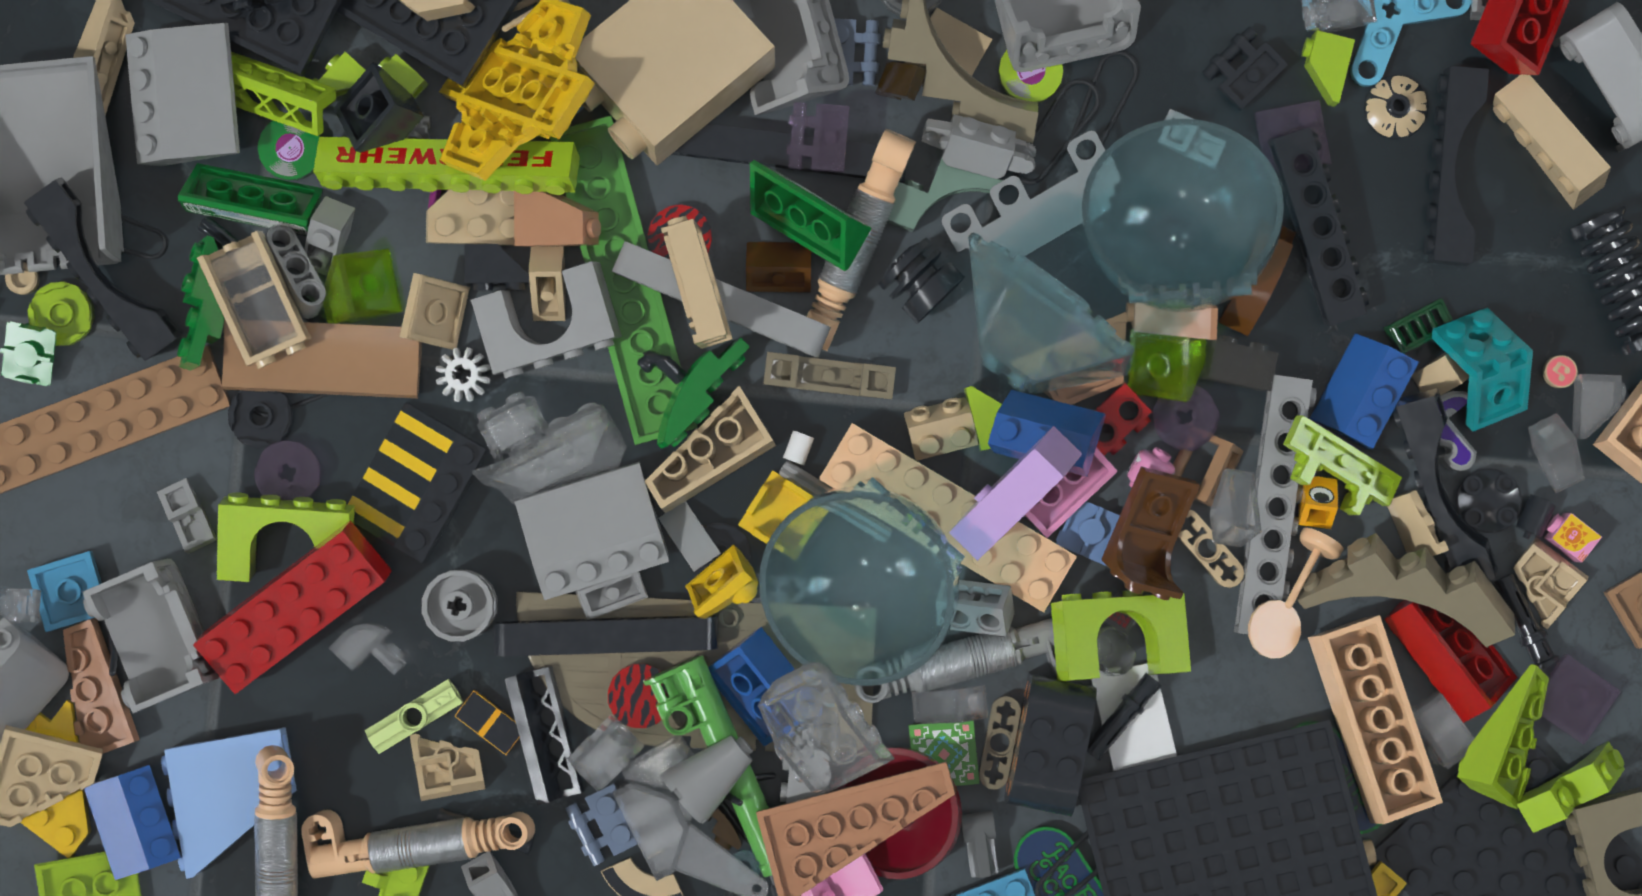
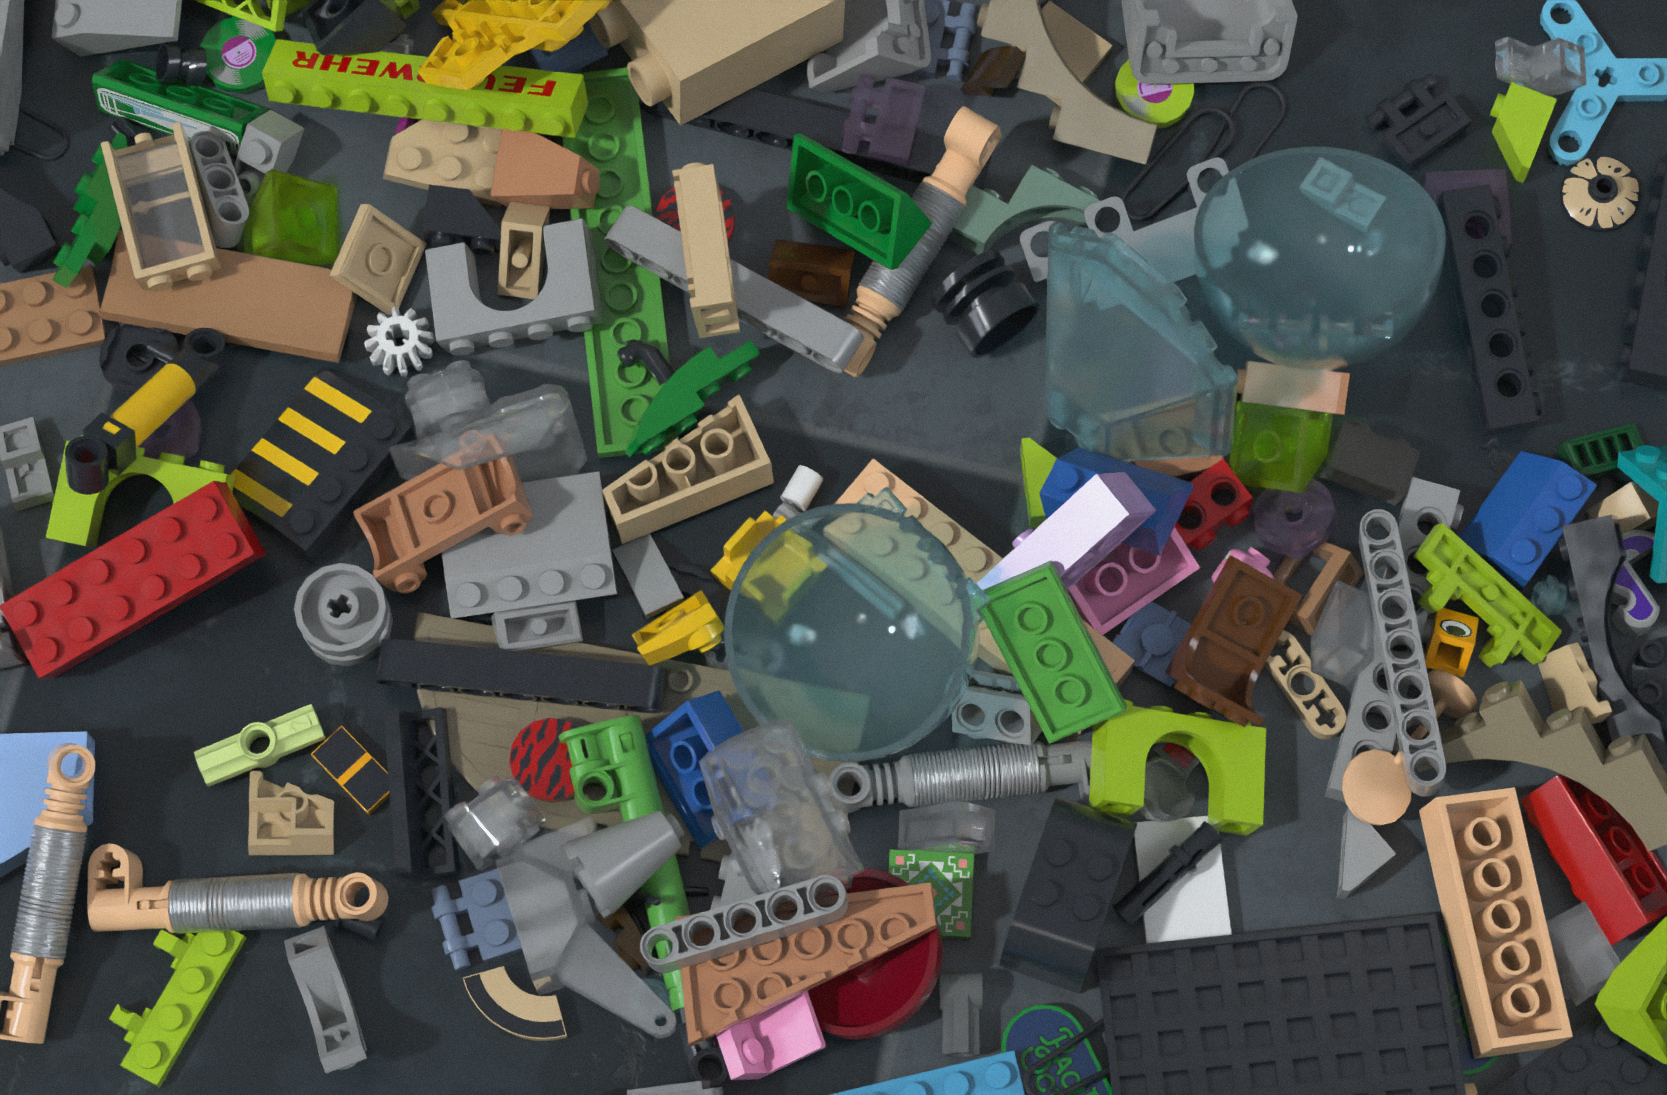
camera: 10 degrees right, 15 degrees down
(245, 167) = (181, 64): none -> black wheel
(256, 503) = (112, 440): none -> black piece
(366, 639) = (213, 643): clear brick -> none
(519, 521) = (439, 513): none -> nougat piece
(798, 828) = (723, 919): none -> light grey beam
(829, 376) = (852, 408): dark tan slope -> none
(941, 428) = (985, 490): tan bracket -> none
(979, 146) = (1078, 155): light grey hinge -> none
(1003, 768) = (983, 914): dark tan beam -> none
(1014, 576) = (1051, 652): none -> bright green tile
(1244, 311) = (1402, 366): reddish brown arch -> none
(1267, 680) = (1361, 854): none -> light grey slope
(1294, 535) = (1401, 671): none -> light grey beam
(1389, 451) = (1549, 595): none -> clear light blue plate

